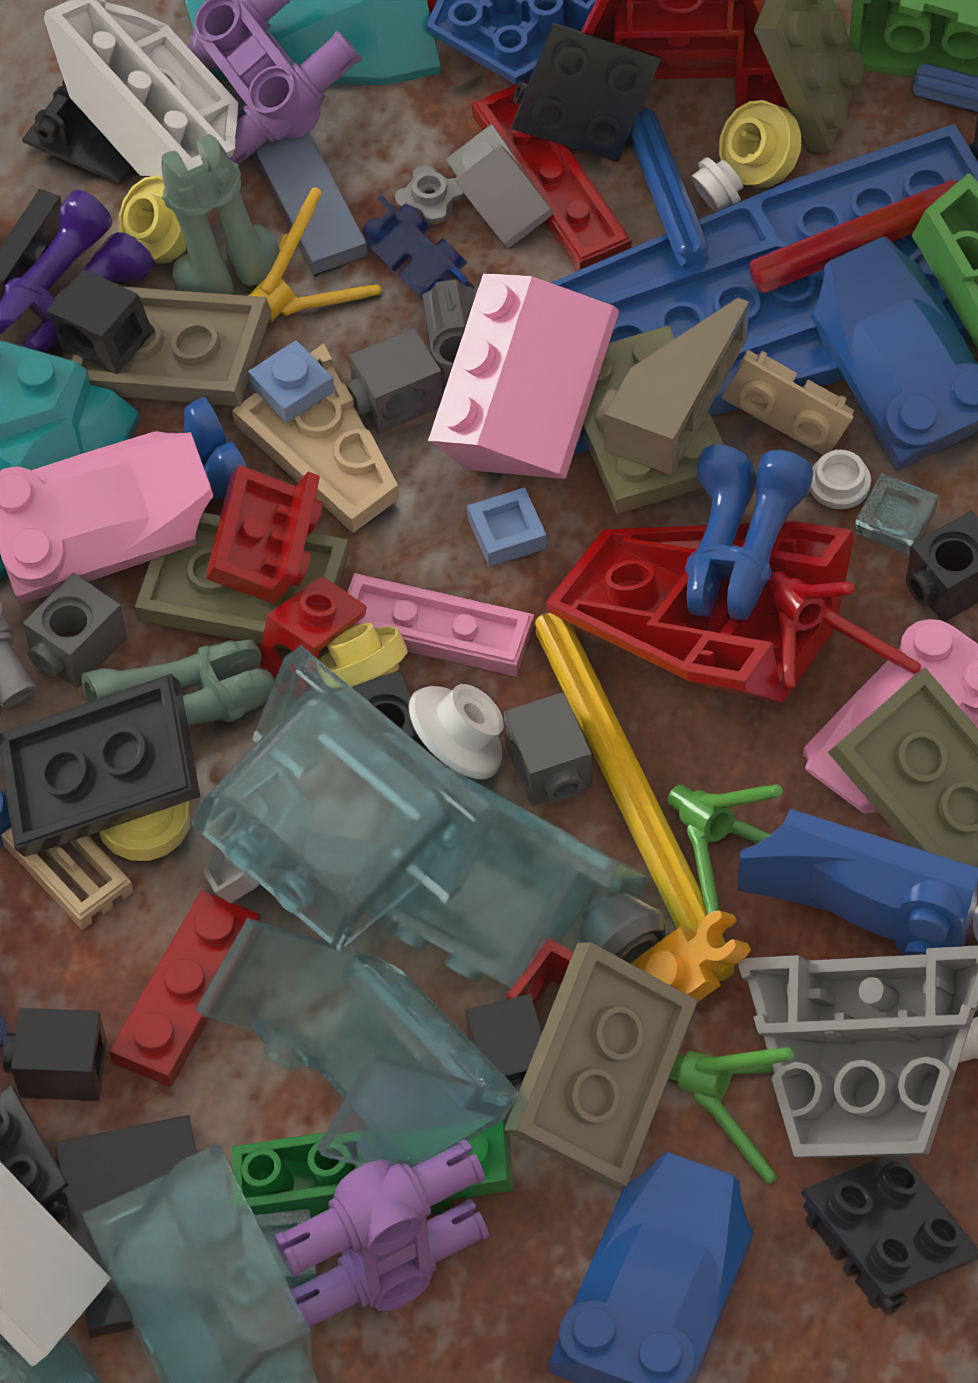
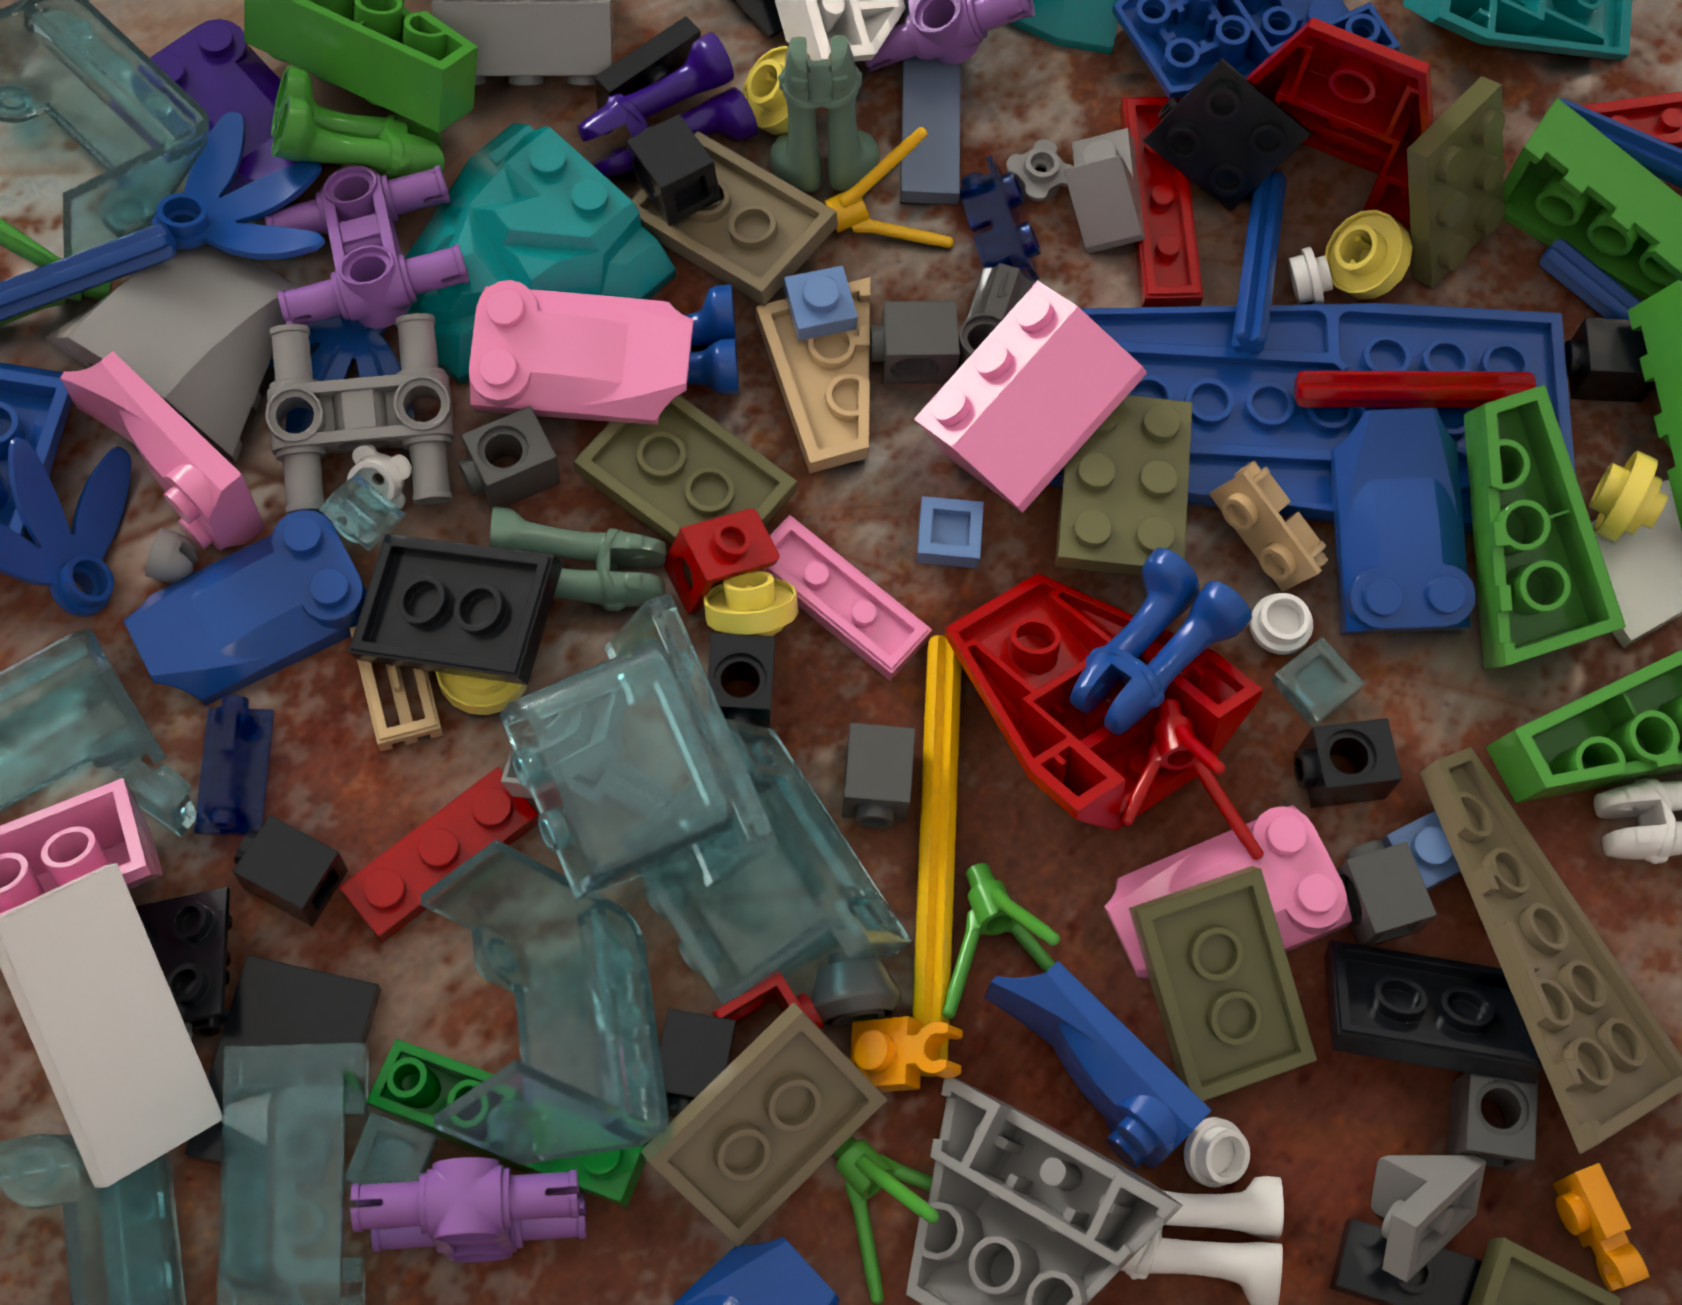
camera: 15 degrees right, 10 degrees up
(264, 534) = (718, 445): red bracket -> none
(459, 728) = (802, 717): white piece -> none
(672, 390) = (1158, 475): dark tan slope -> none

